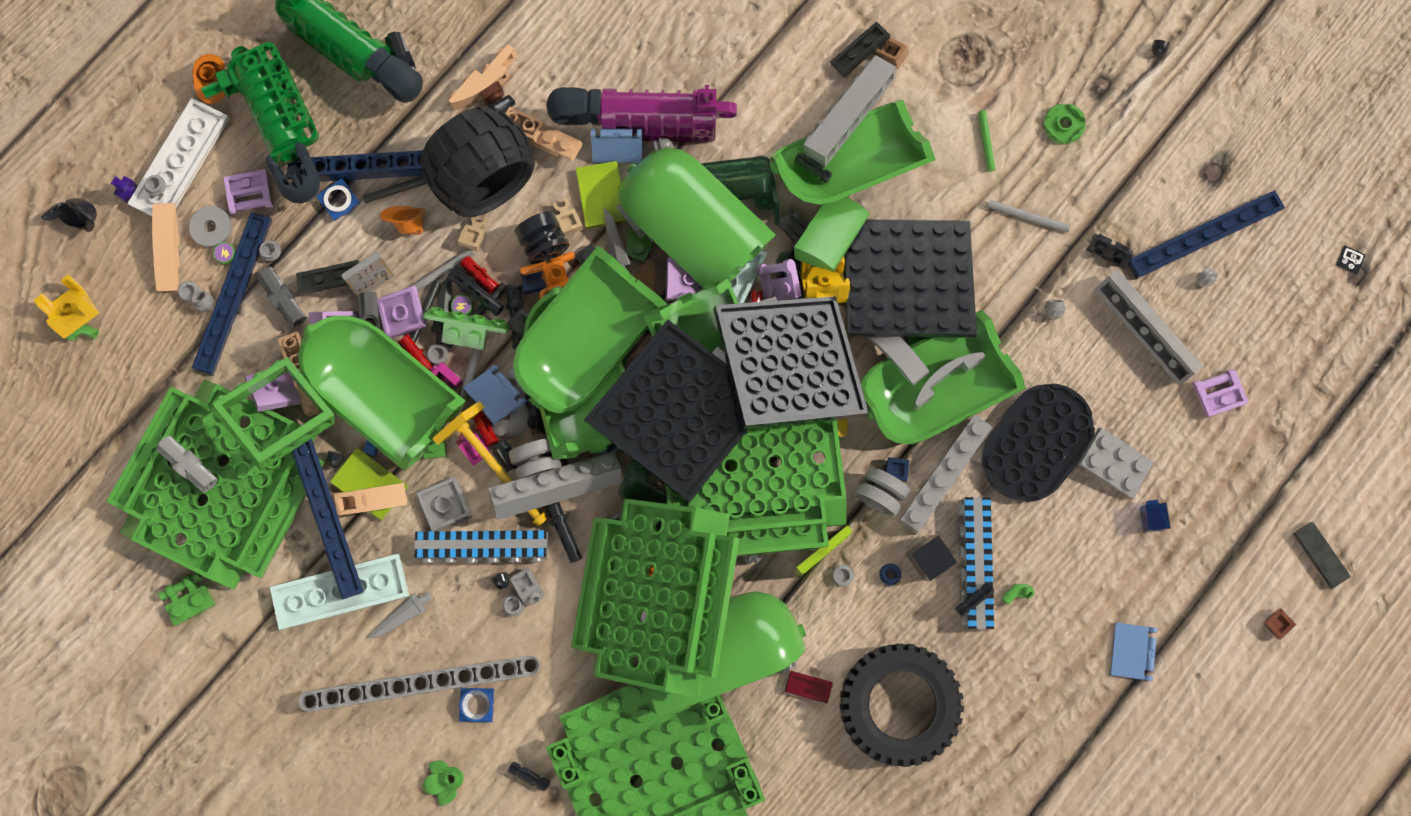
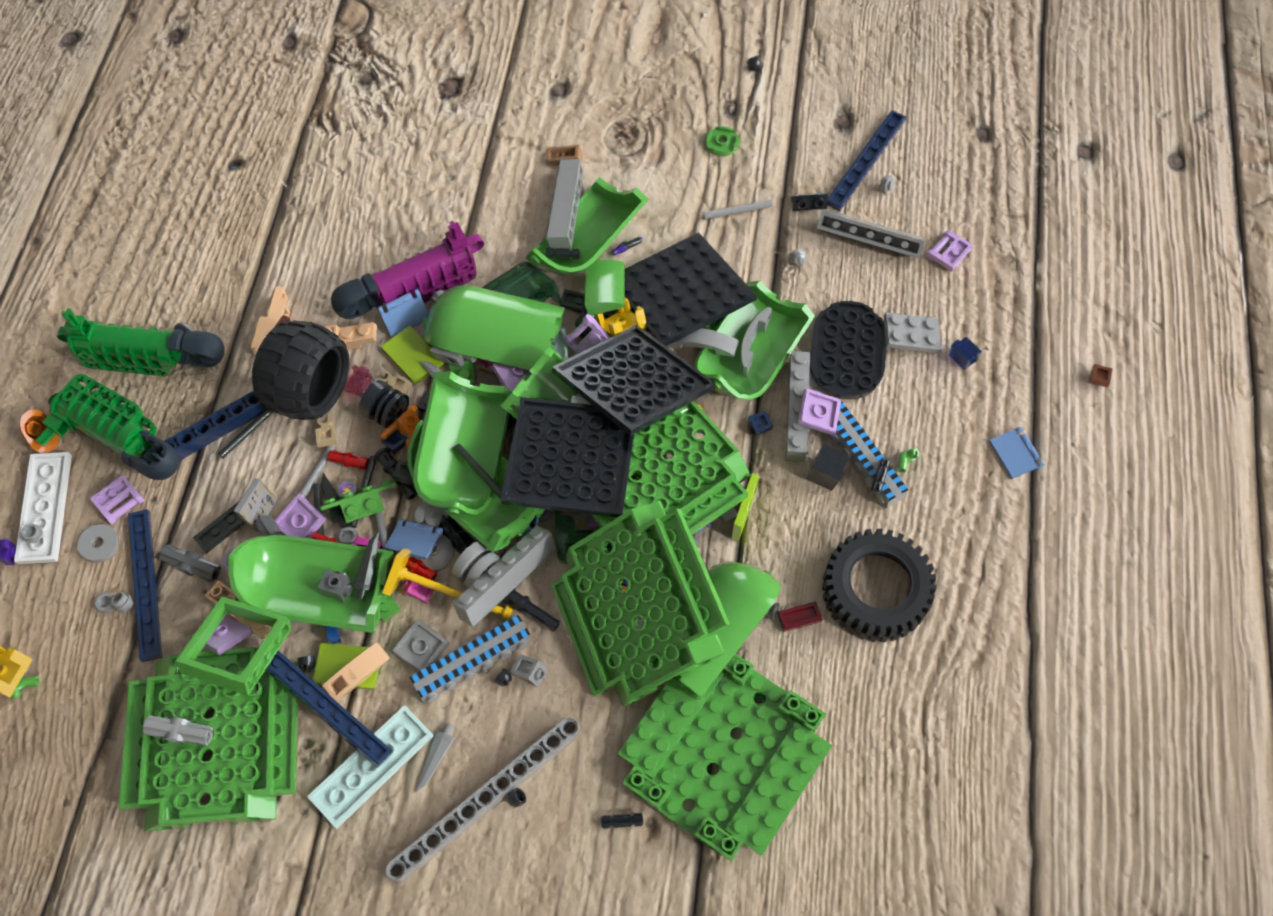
camera: 30 degrees left, 15 degrees down
(165, 246) = (66, 576): light nougat slope -> none
(189, 605) = (242, 855): bright green plate -> none
(224, 253) = (121, 557): tile -> none
(270, 251) = (160, 534): light grey plate -> none
(337, 212) = (202, 476): piece -> none
(396, 403) = (335, 585): none -> dark grey brick
(405, 219) = (265, 451): orange piece -> none
(430, 407) = (366, 573): none -> pearl dark grey bar
(440, 782) = (549, 872): bright green plate -> none
(449, 699) = (516, 797): none -> black hinge
(465, 715) = (529, 785): blue piece -> none
(469, 286) = (344, 471): black pin -> none
(501, 452) = (446, 578): black cone -> none
(513, 605) = (525, 691): light grey plate -> none
(534, 195) = (359, 381): none -> clear pink bracket
(587, 358) = (478, 469): none -> pearl dark grey bar
(842, 575) = (770, 520): light grey tile -> none
(860, 49) = (546, 164): pearl dark grey tile -> none
(882, 491) = (760, 440): light grey wheel -> none
(886, 192) = (627, 245): none -> piece
(890, 567) = (805, 494): dark blue plate -> none
(958, 497) = (819, 411): none -> lavender plate
(986, 141) = (675, 178): bright green bar -> none
(1321, 555) = (1094, 316): pearl dark grey tile -> none
(1350, 259) = (972, 127): black sticker -> none

